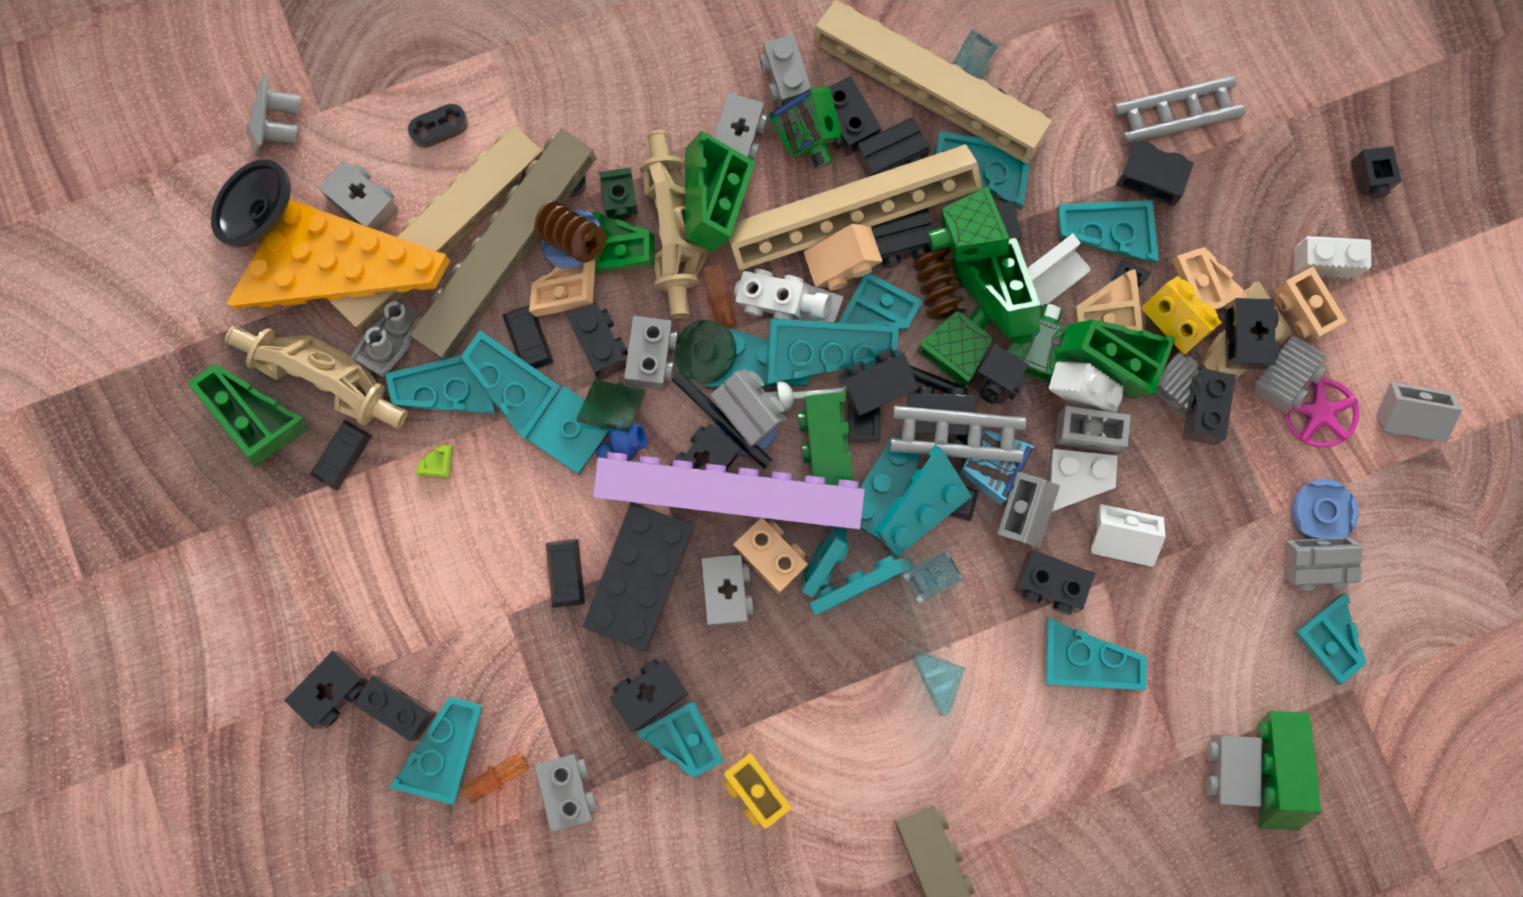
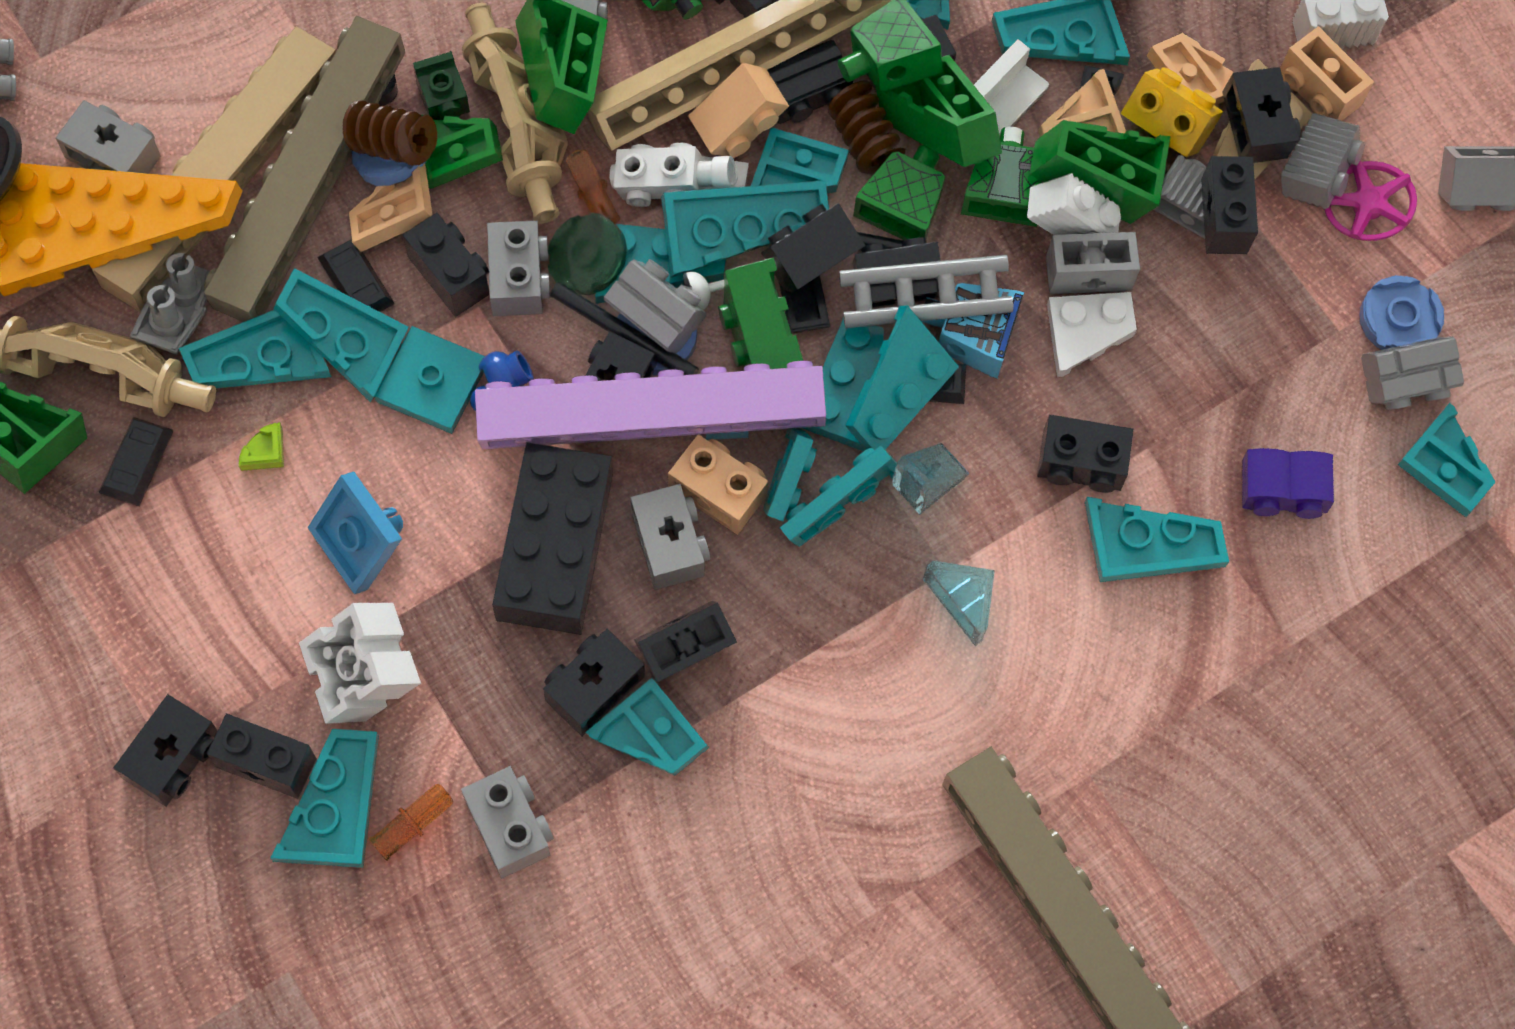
camera: 10 degrees left, 10 degrees down
(437, 125) = (196, 48): black beam -> none
(477, 653) = (359, 662): none -> white brick
(493, 547) = (356, 532): none -> dark azure tile
(565, 573) = (456, 555): black tile -> none
(611, 406) = (479, 337): clear green piece -> none
(721, 679) = (685, 640): none -> black brick
(757, 791) = (757, 771): yellow brick -> none
(999, 376) = (963, 217): black brick -> none
(1028, 509) = (1033, 369): light grey brick -> none
(1128, 535) = (1165, 385): white panel -> none
(1205, 633) = (1287, 481): none -> dark purple brick
(1234, 770) = (1362, 639): light grey brick -> none
(1287, 771) = (1428, 629): green wedge -> none

